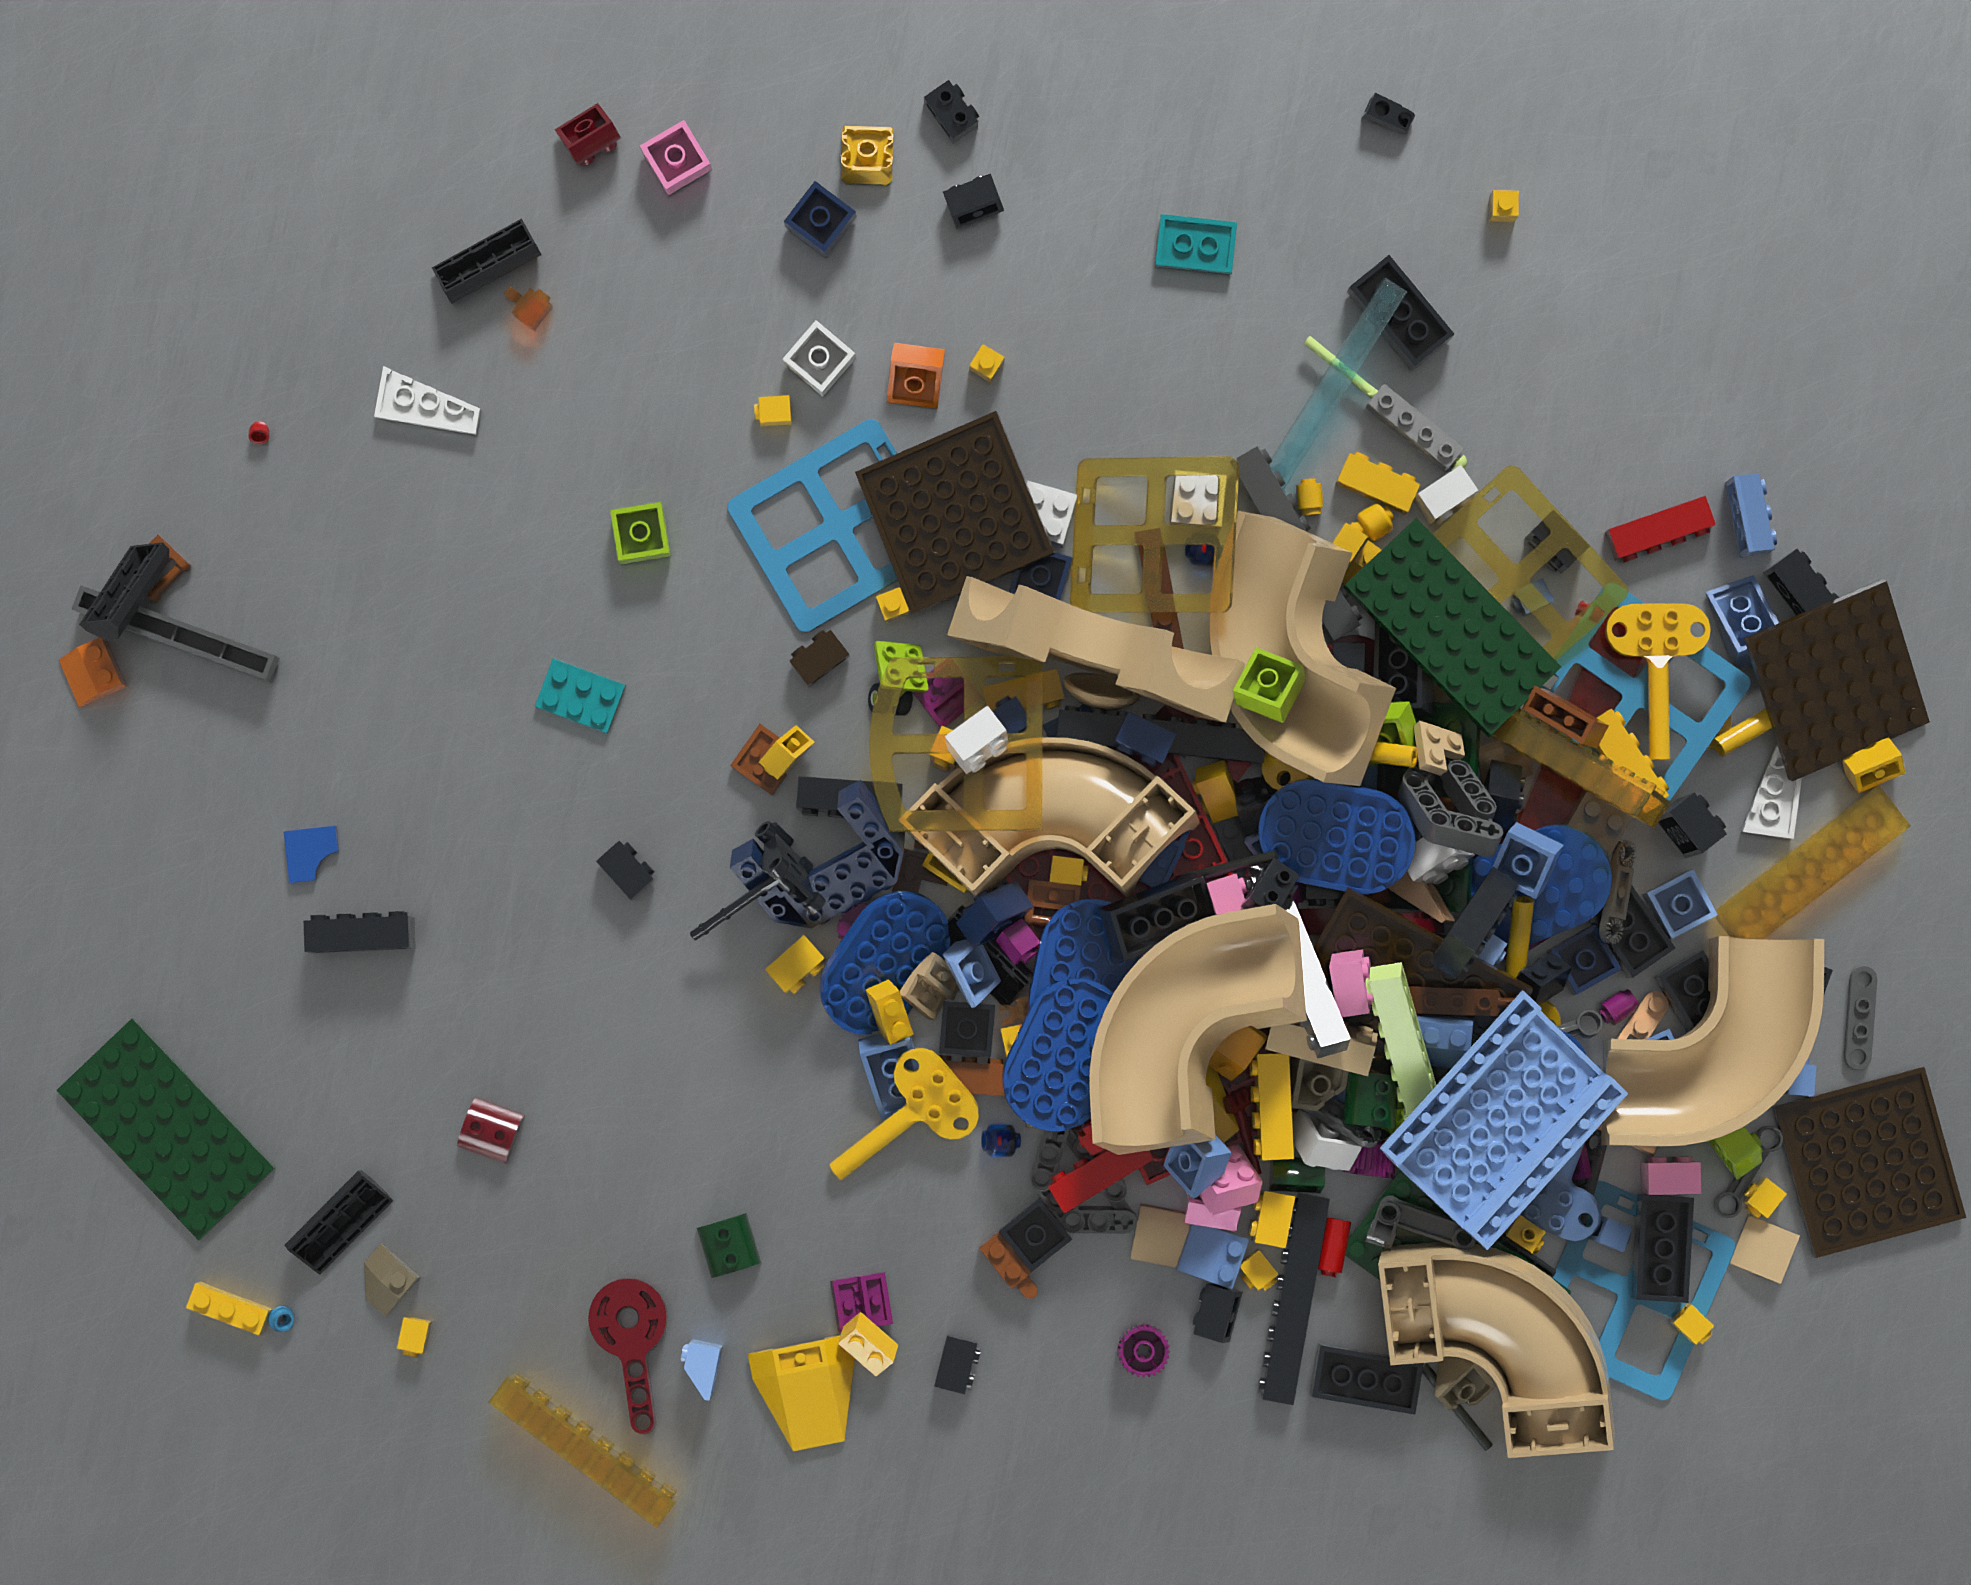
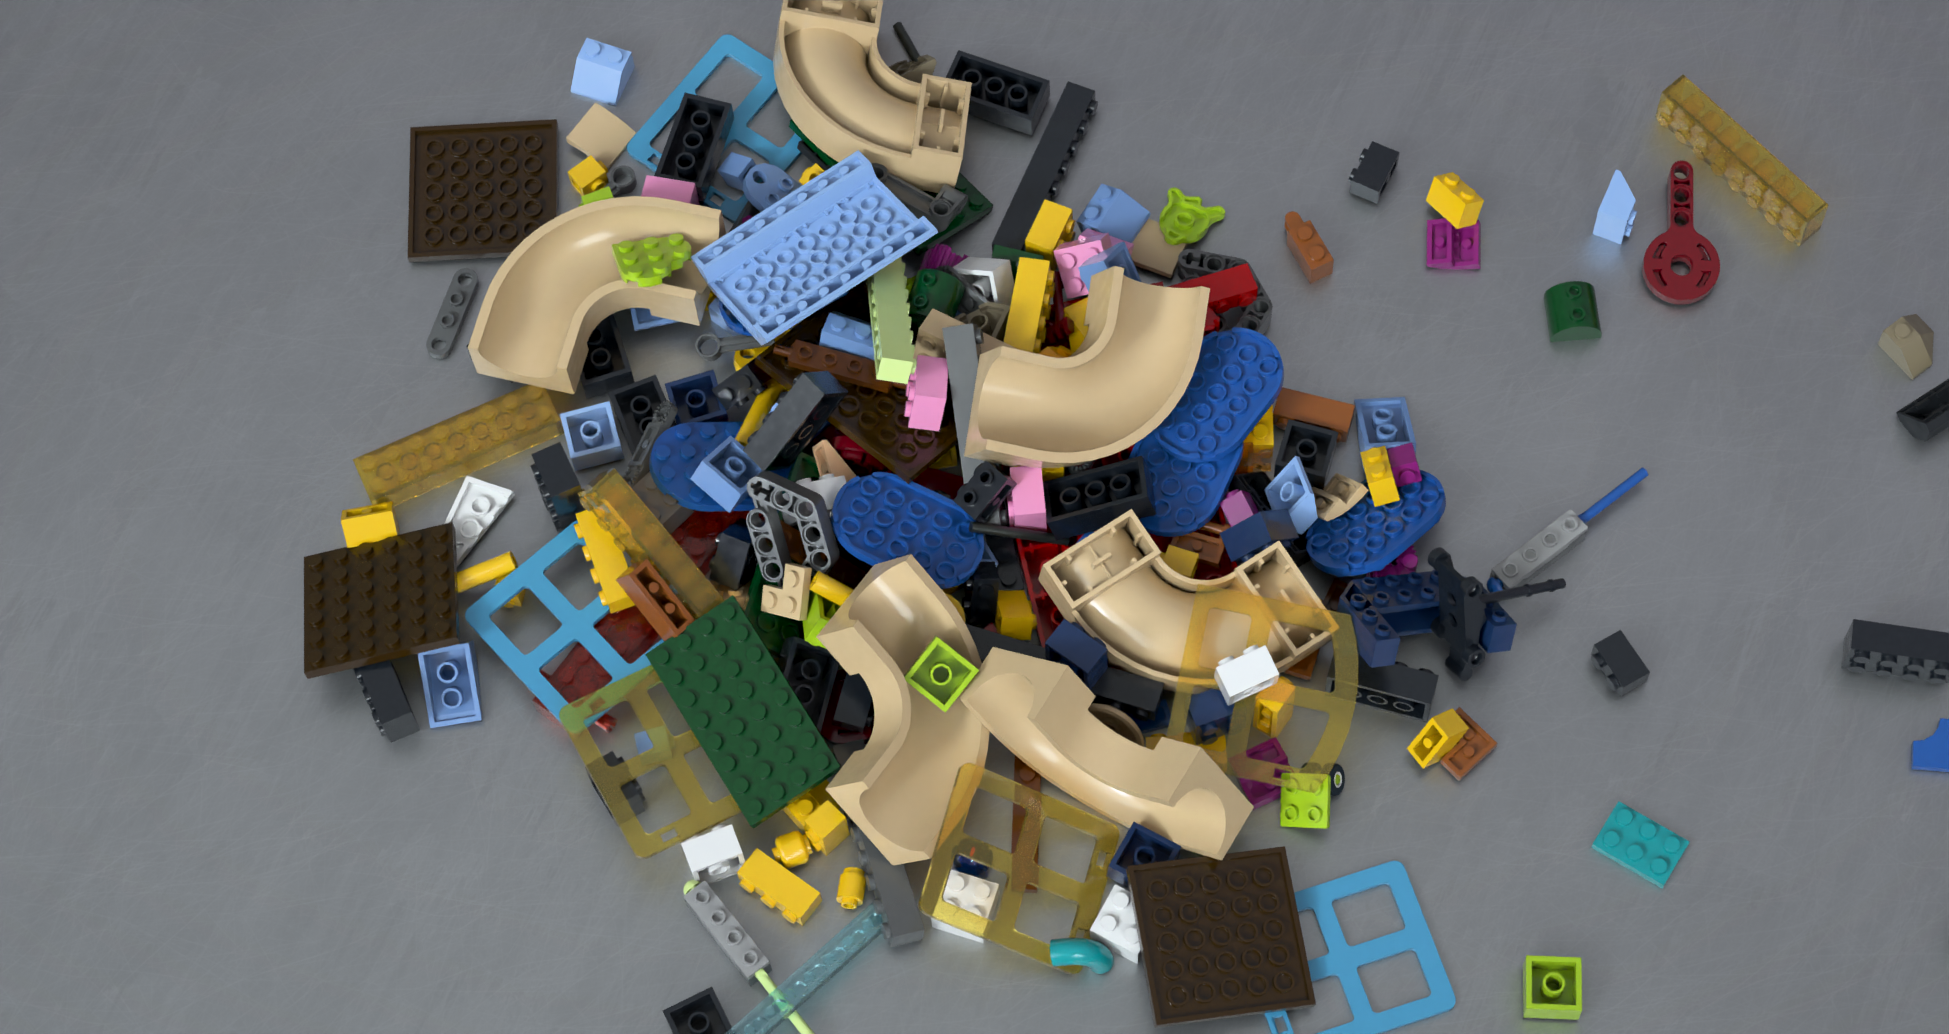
camera: 160 degrees left, 20 degrees down
(414, 1336) = (1890, 289): yellow brick -> none
(490, 1130) = (1790, 456): dark red brick -> none
(709, 985) = (1552, 542): none -> light grey piece
(795, 965) = (1466, 538): yellow brick -> none
(806, 1390) = (1520, 177): yellow wedge -> none
(819, 657) = (1387, 828): dark brown brick -> none
(867, 1029) = (1404, 464): none -> magenta brick
(892, 605) = (1302, 865): yellow brick -> none
(931, 1096) = (1356, 398): yellow piece -> none
(1000, 1140) = (1295, 353): clear blue head -> none
(1035, 1234) = (1278, 264): black brick -> none
(1080, 471) = (1081, 952): none -> teal cylinder
(1139, 1273) = (1185, 218): none -> lime tile
(1144, 1335) = (1196, 152): magenta brick -> none
(1217, 1312) = (1121, 167): black brick -> none
(1258, 1271) = (1073, 196): yellow brick -> none
(1334, 1246) = (996, 208): red brick -> none
(1618, 1007) = (676, 361): magenta brick -> none
(1646, 1016) = (657, 347): light nougat plate -> none
(1658, 635) = (542, 668): yellow piece -> none
(1660, 528) = (508, 786): red brick -> none
(1668, 1080) = (651, 258): none -> lime plate
(1692, 1324) = (684, 80): yellow brick -> none
(1750, 515) = (416, 779): medium blue slope -> none
(1784, 1323) = (602, 71): none -> light blue slope

